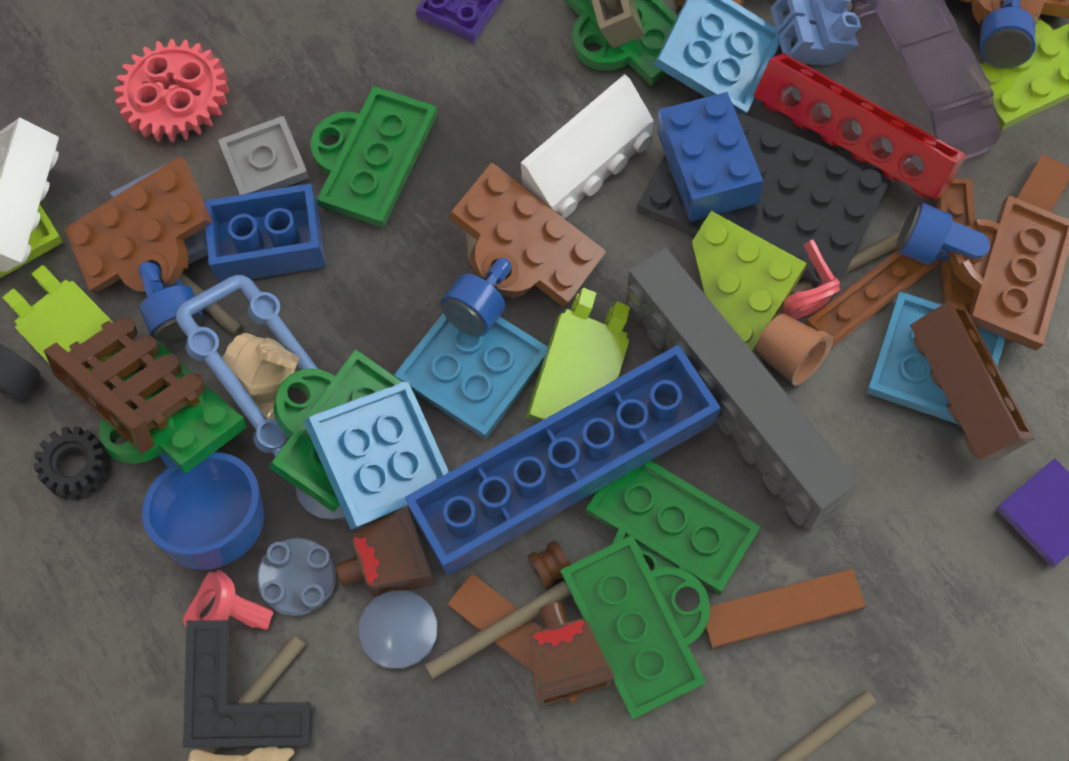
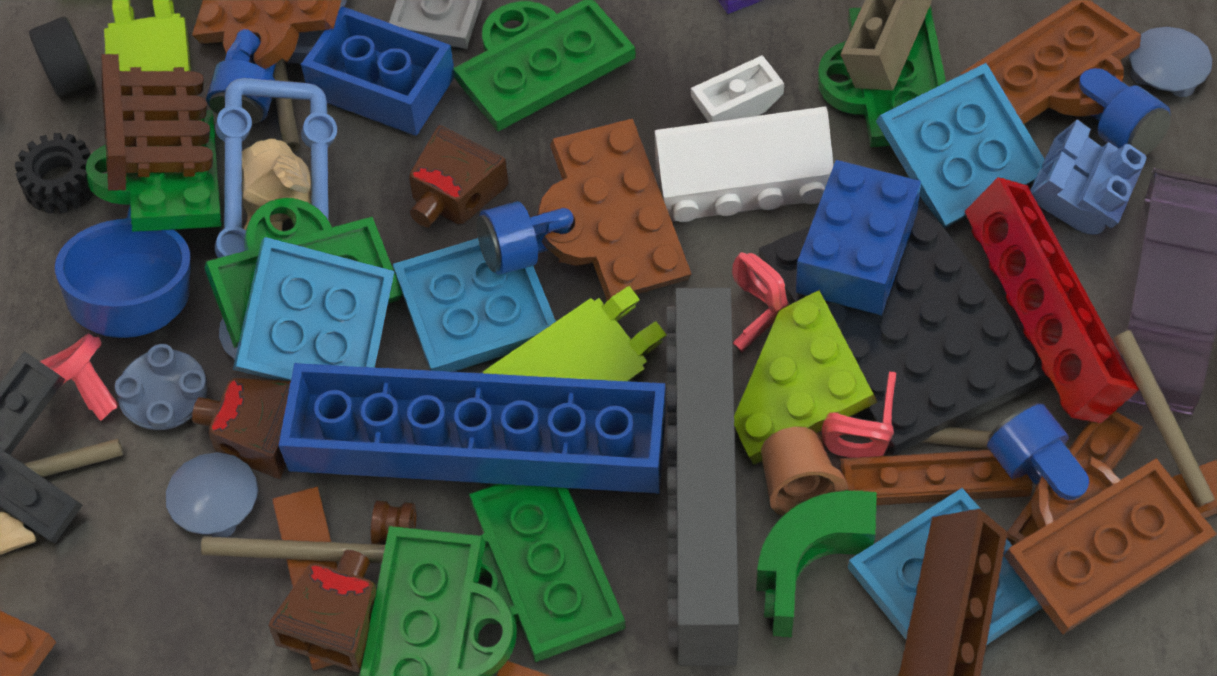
camera: 35 degrees right, 10 degrees down
(384, 282) = (454, 178): none -> reddish brown torso
(532, 97) = (739, 92): none -> white slope
(684, 236) = (769, 291): none -> coral piece
(837, 370) = (813, 529): none -> green arch
(993, 164) = (1164, 419): none -> dark tan piece

